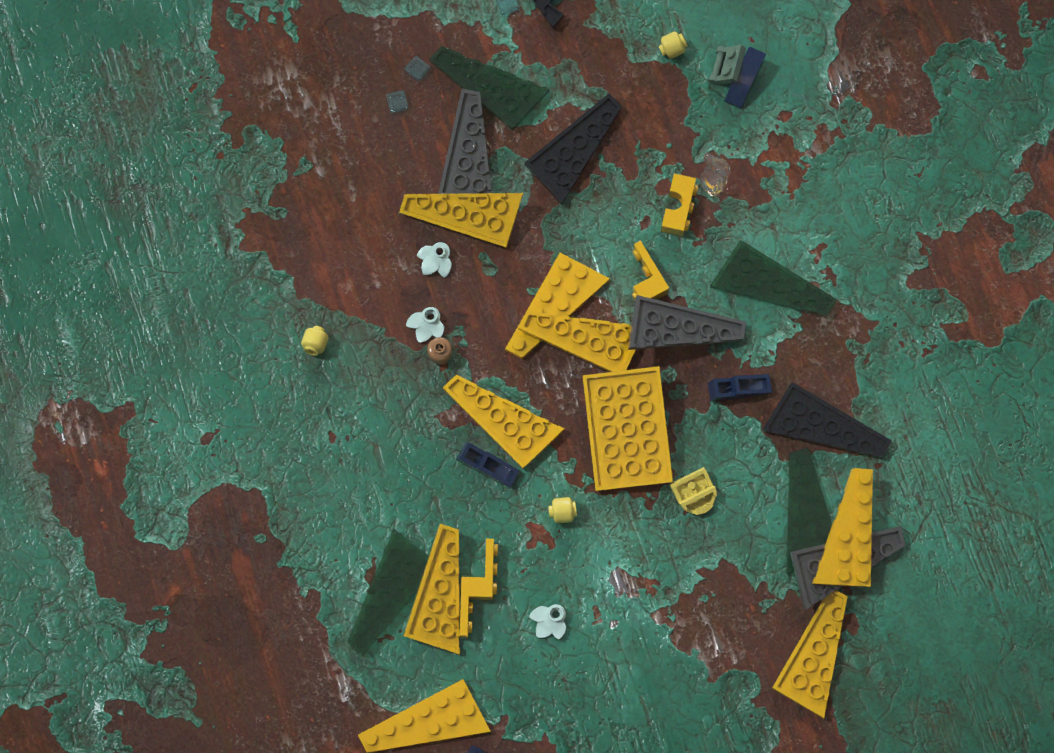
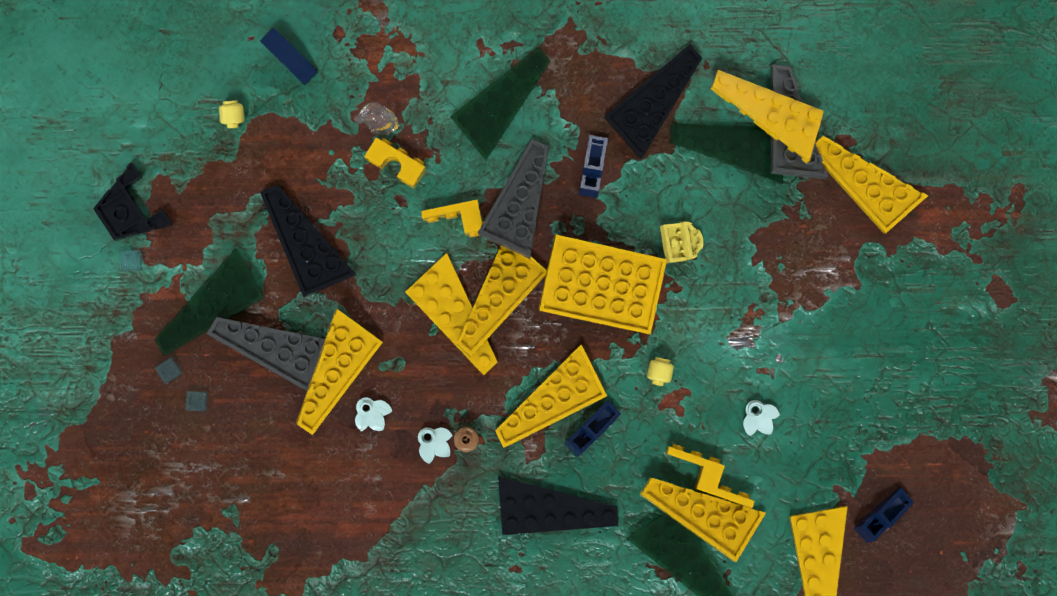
camera: 75 degrees left, 10 degrees up
(314, 340) = (416, 558): light yellow head -> none
(395, 442) = (541, 509): none -> black wing
(731, 66) = (272, 64): sand green plate -> none

